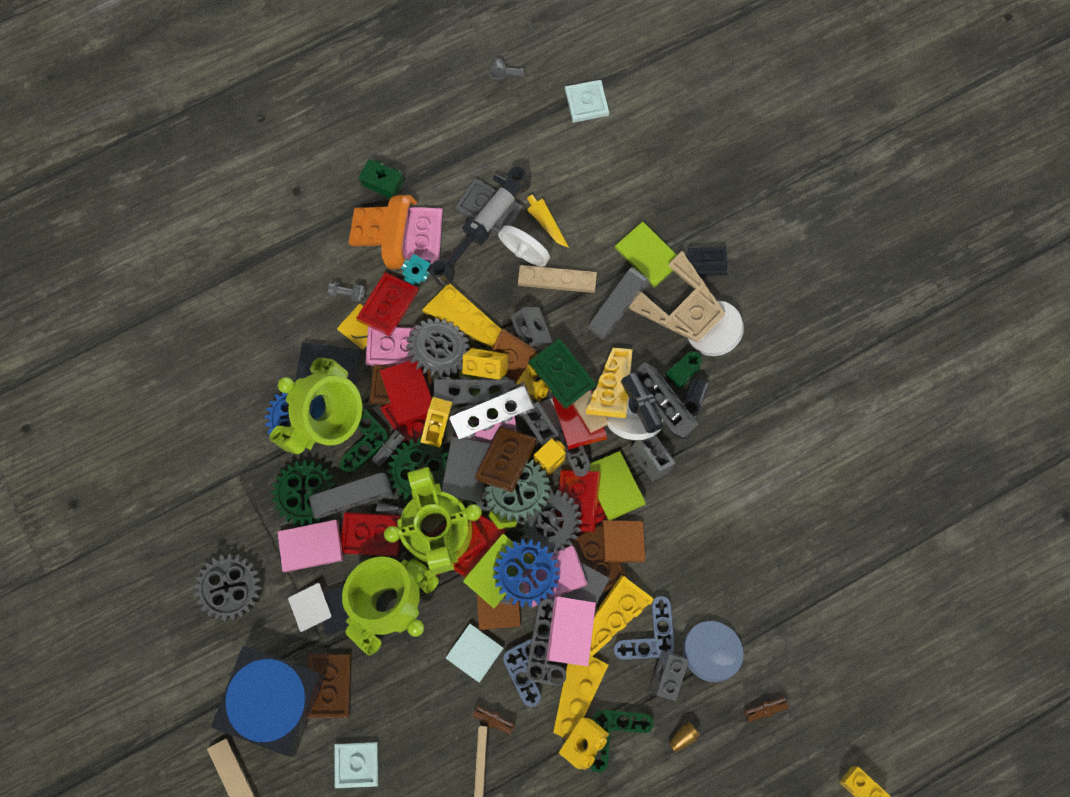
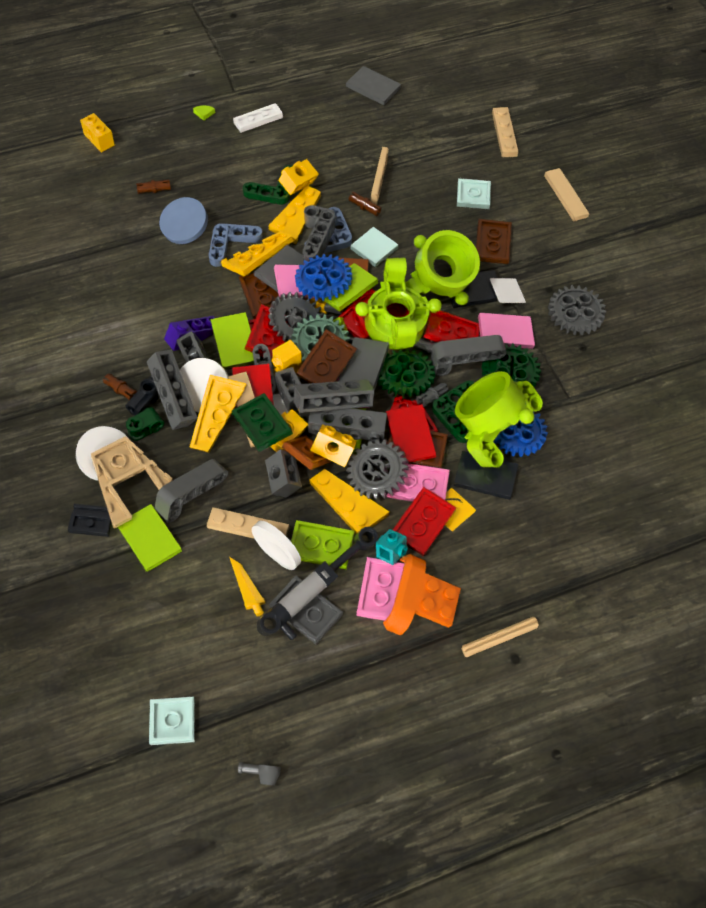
camera: 175 degrees left, 15 degrees down
(268, 701) = (540, 230): blue tile -> none
(310, 205) = (499, 636): none -> tan axle
(356, 293) = (454, 536): dark grey bar -> none
(386, 186) = (412, 644): dark green brick -> none
(436, 422) = (385, 395): yellow brick -> none
(484, 271) = (321, 542): none -> lime tile
(571, 631) = (294, 236): bright pink tile -> none
(623, 541) = (236, 299): dark orange tile -> none
(641, 403) = (193, 381): black piece -> none
(663, 492) = (200, 327): none -> dark purple slope
(668, 675) = (222, 207): dark grey brick -> none
(684, 737) = (220, 177): pearl gold cone -> none
(722, 410) = (119, 386): none -> reddish brown pin

